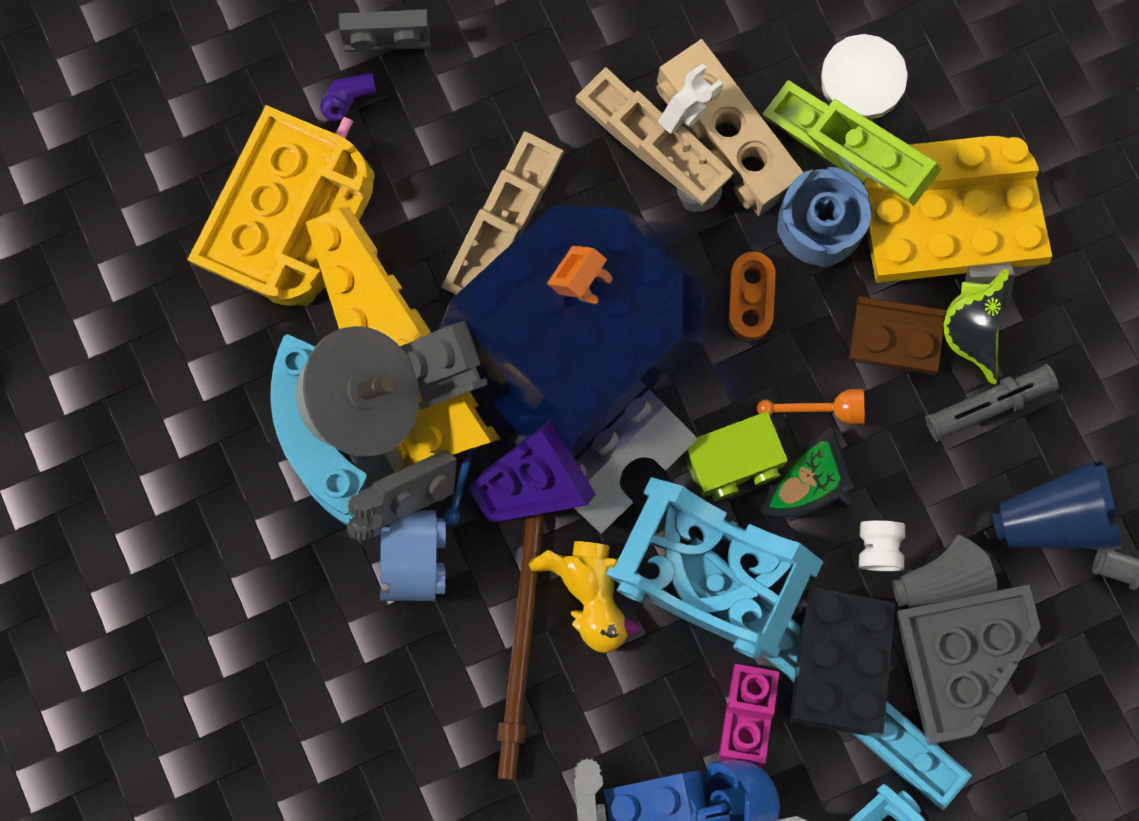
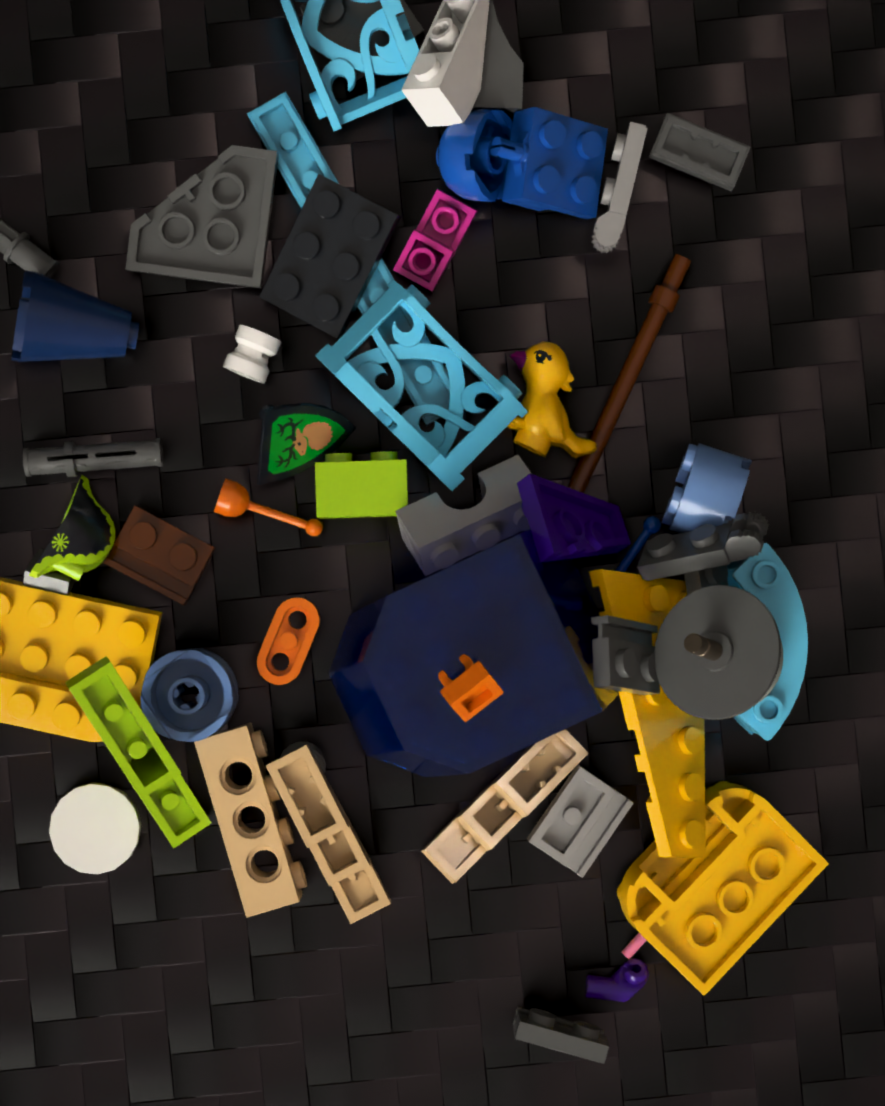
camera: 160 degrees left, 10 degrees up
(429, 224) = (580, 820): none -> light grey plate
(689, 103) = (284, 848): white plate -> none
(956, 574) = (193, 303): dark grey piece -> none

